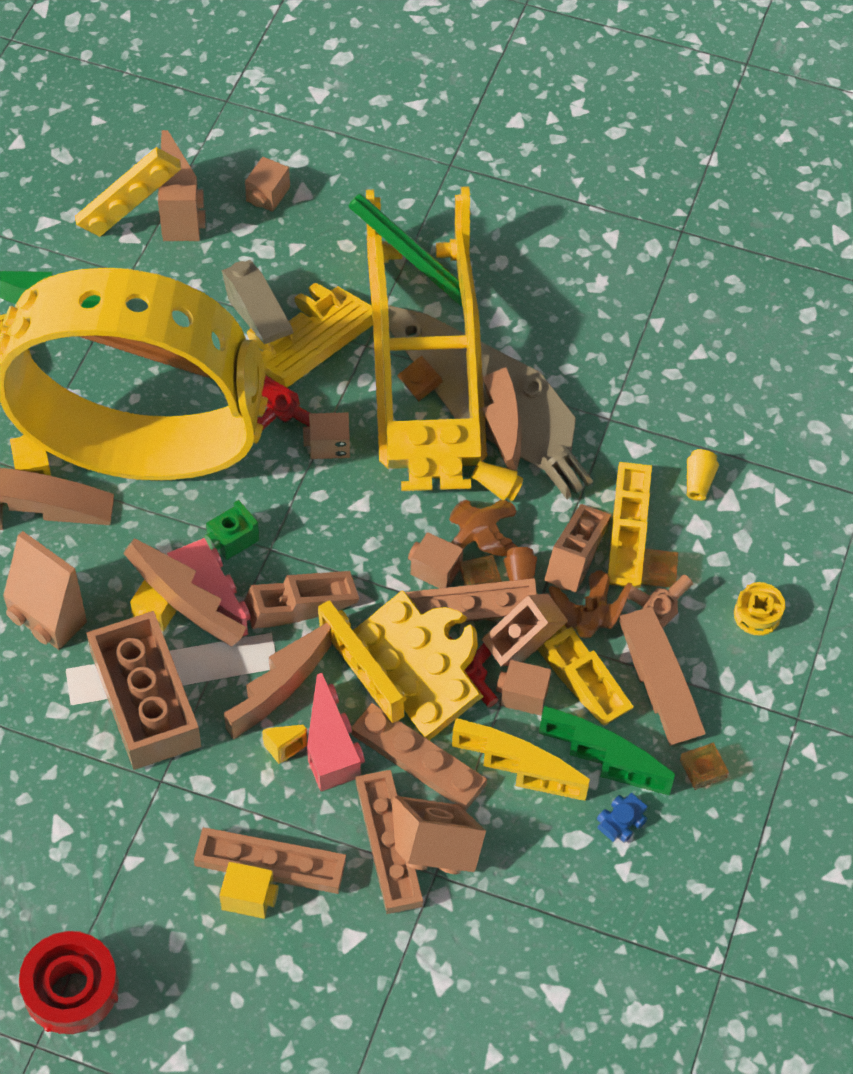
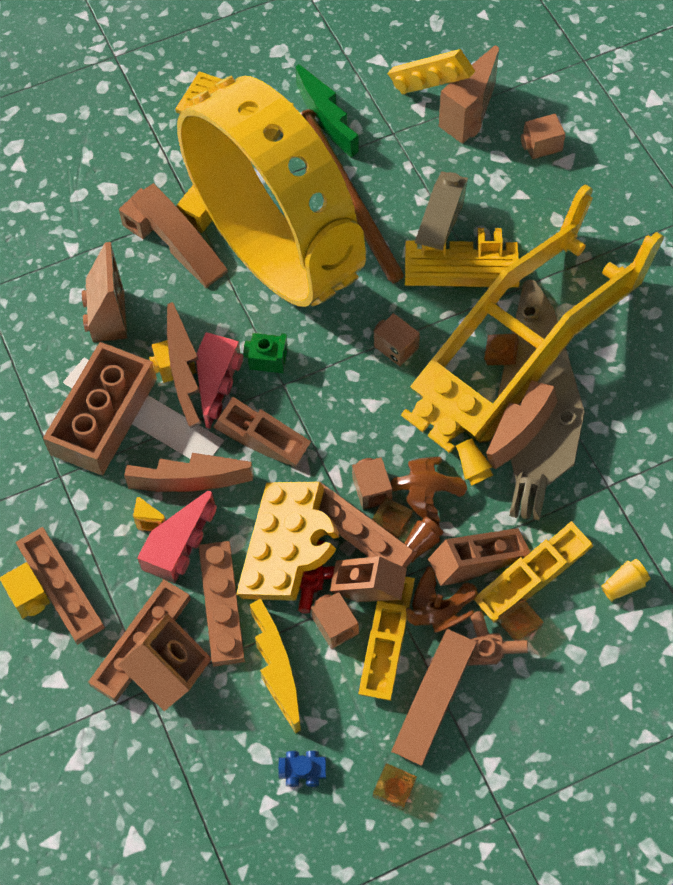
camera: 50 degrees right, 5 degrees up
(281, 404) = (388, 291): red piece -> none
(368, 670) = (245, 517): yellow plate -> none
(406, 246) = (577, 240): green axle -> none
(619, 757) = (340, 722): green slope -> none
(760, 608) = (560, 714): yellow wheel -> none

